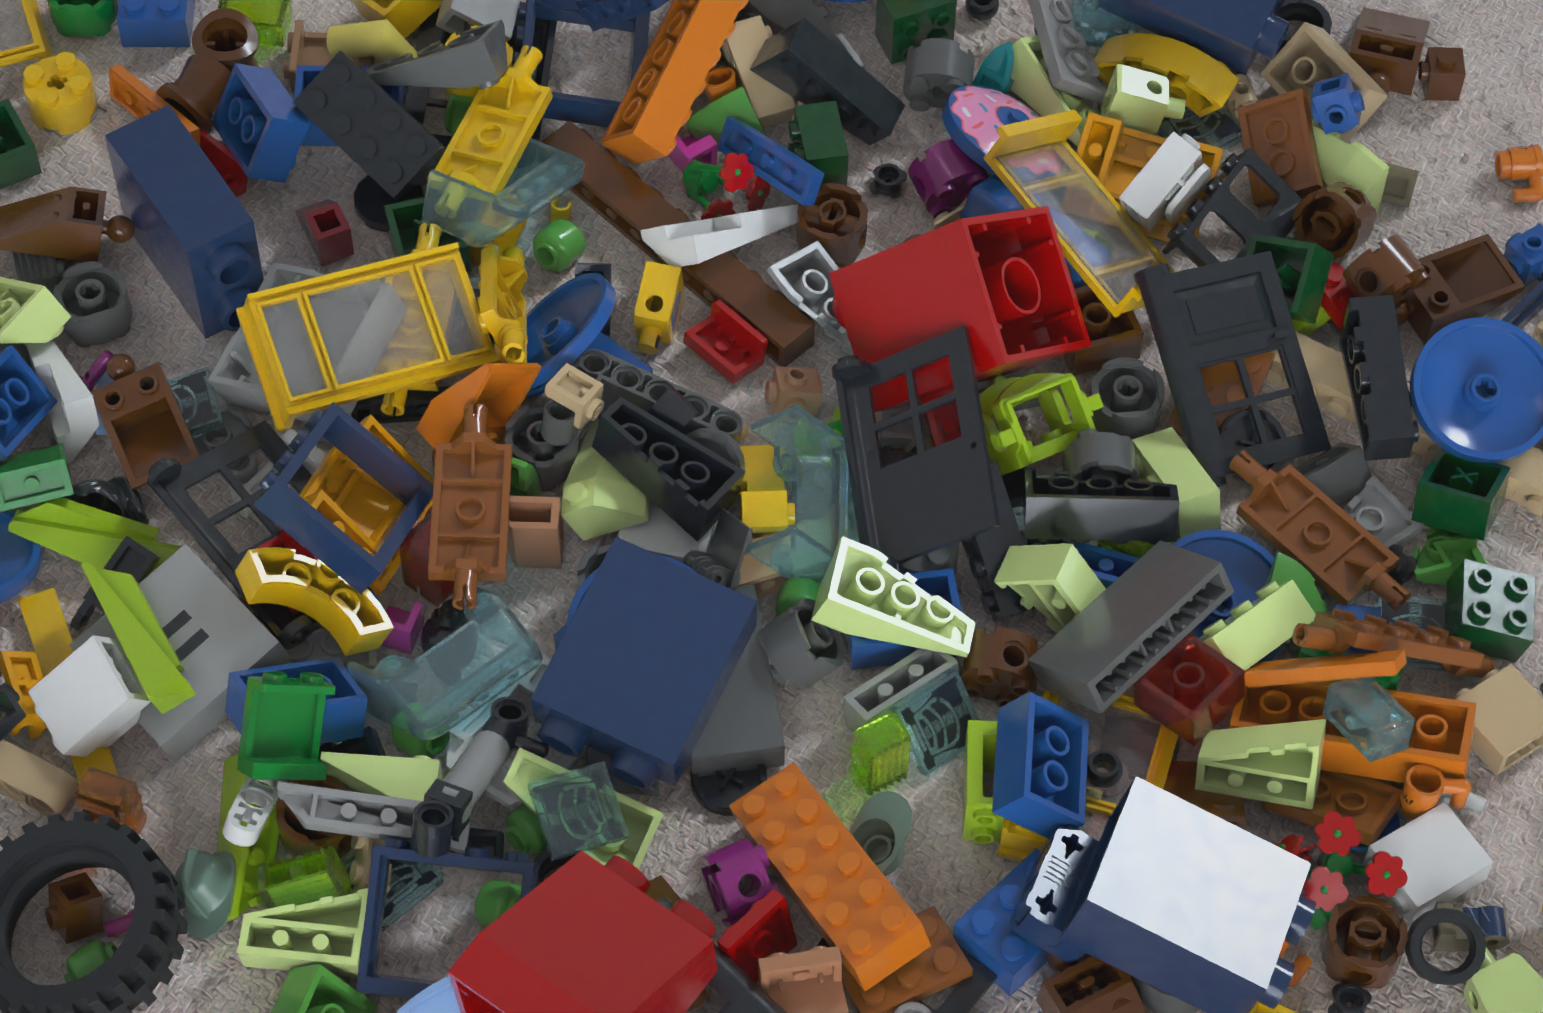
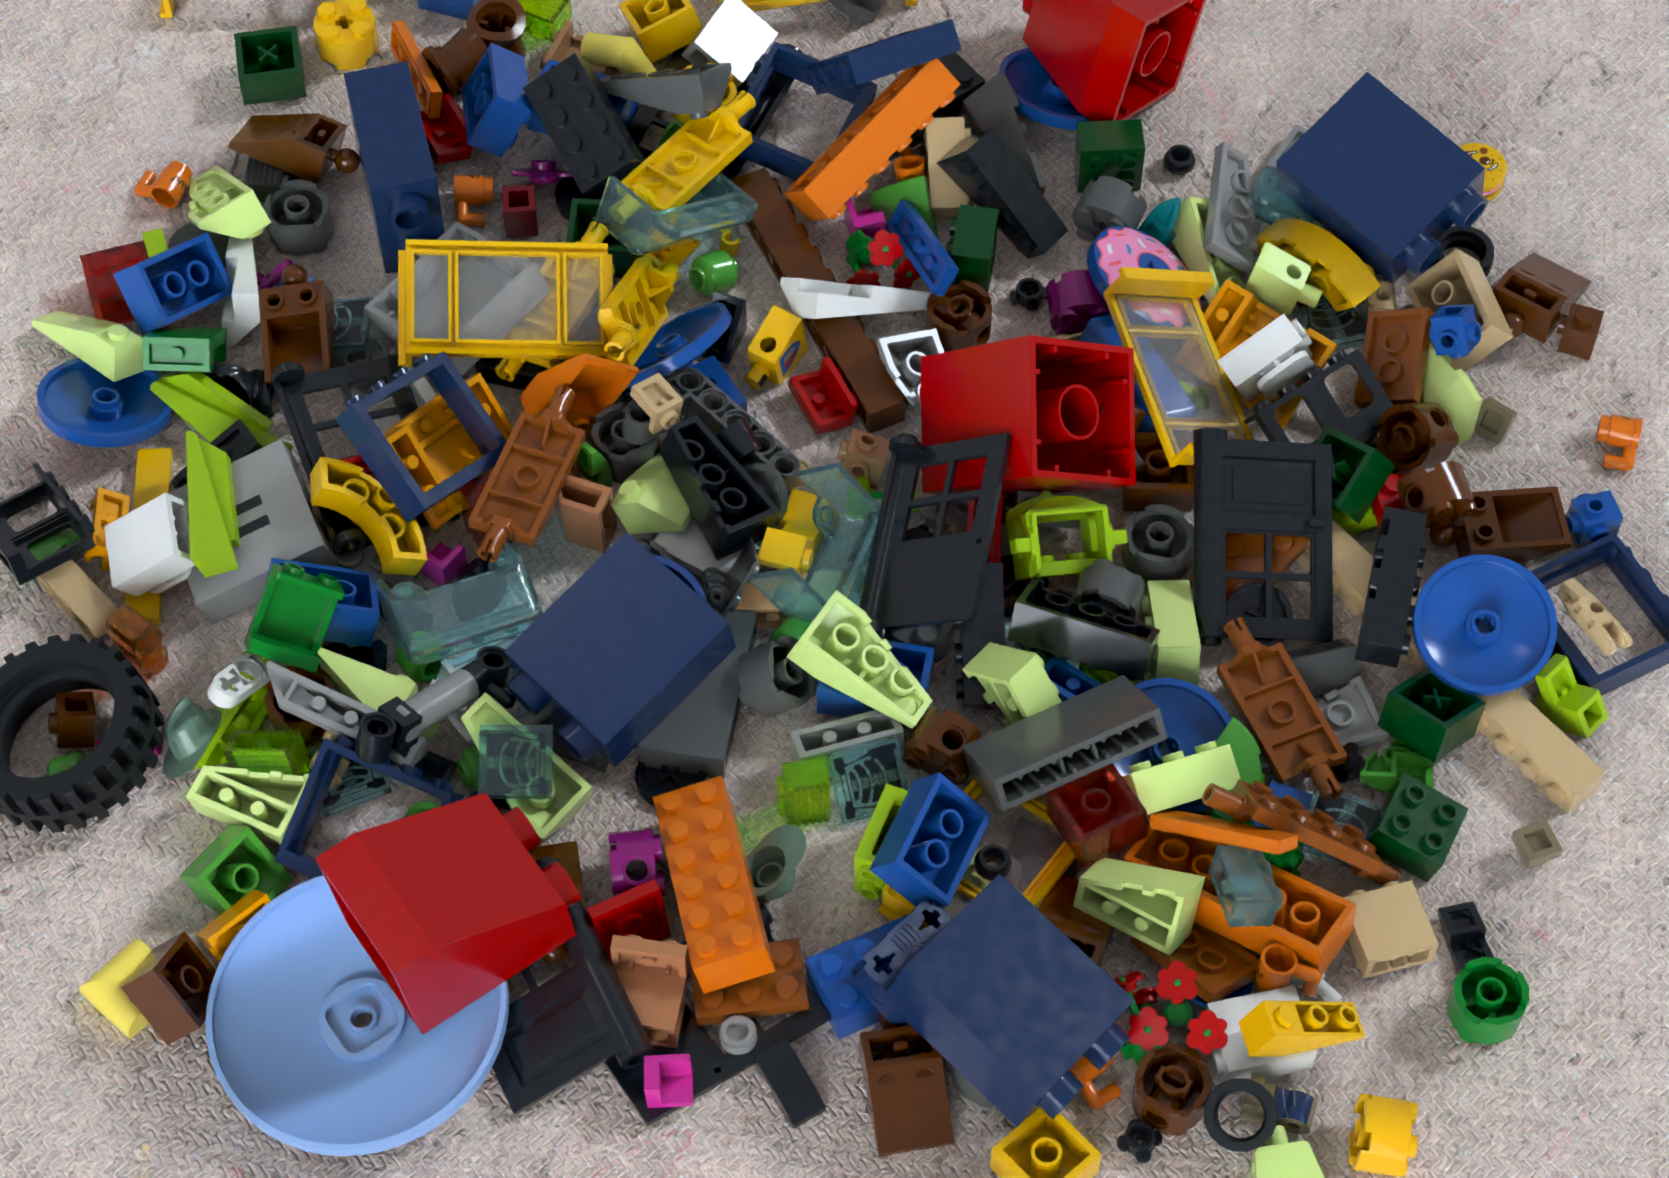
camera: 20 degrees right, 0 degrees up
(270, 226) = (472, 191): none -> orange piece
(335, 186) = (542, 172): none -> magenta plate
(1470, 841) = (1298, 1026): none -> yellow slope

